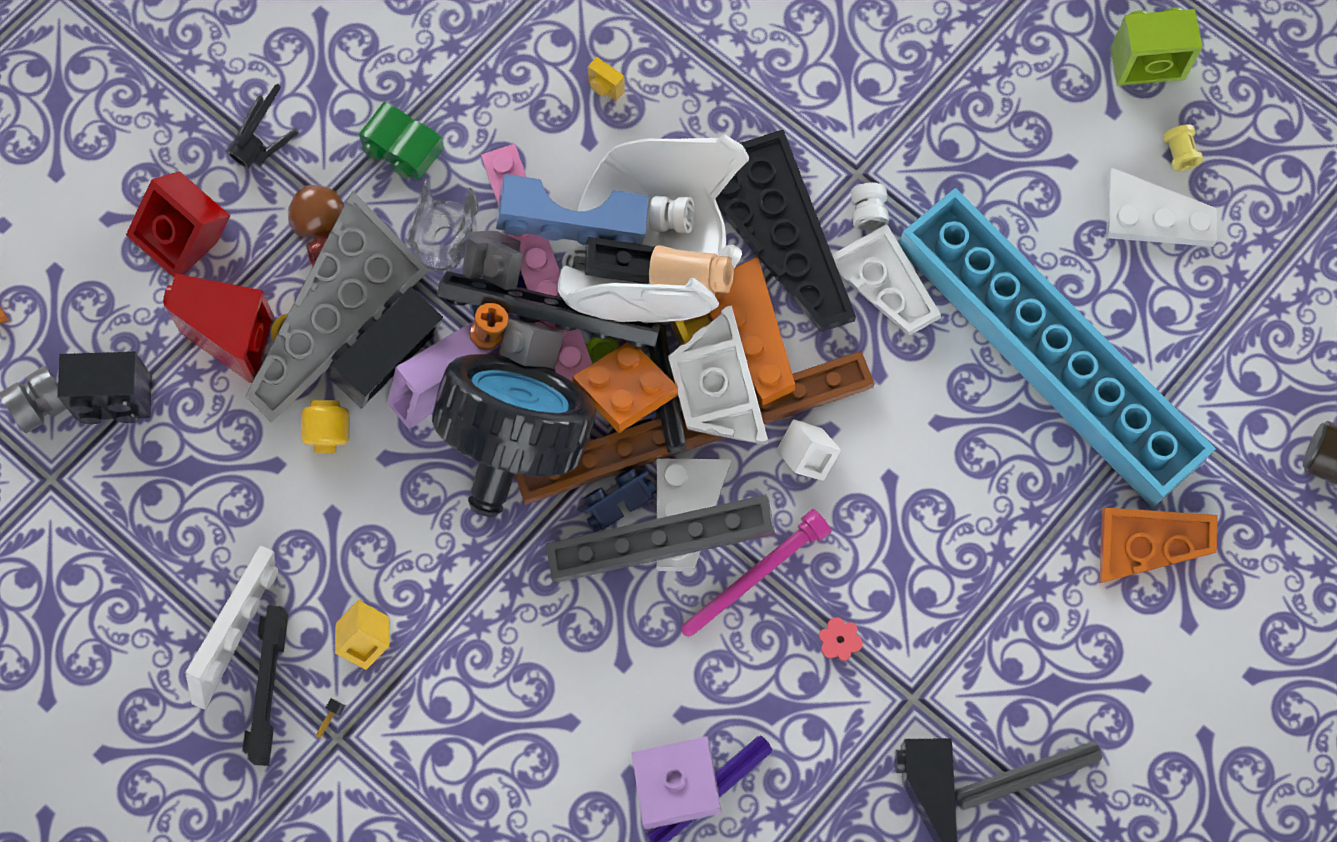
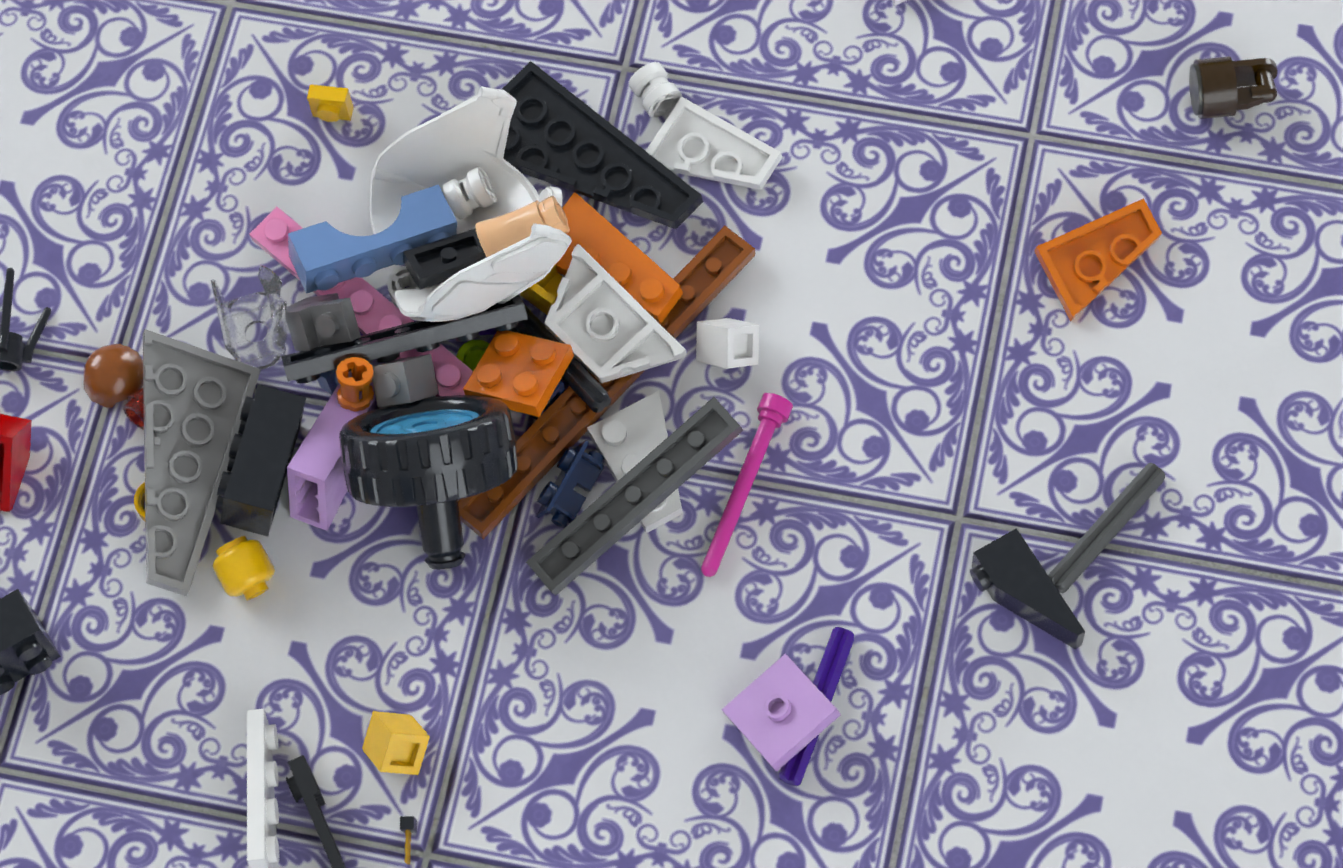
camera: 20 degrees left, 5 degrees down
(222, 320) = (82, 522): red slope -> none
(400, 141) = (160, 264): green brick -> none
(838, 629) = (852, 492): coral plant -> none
(1055, 348) = (905, 126): medium azure brick -> none

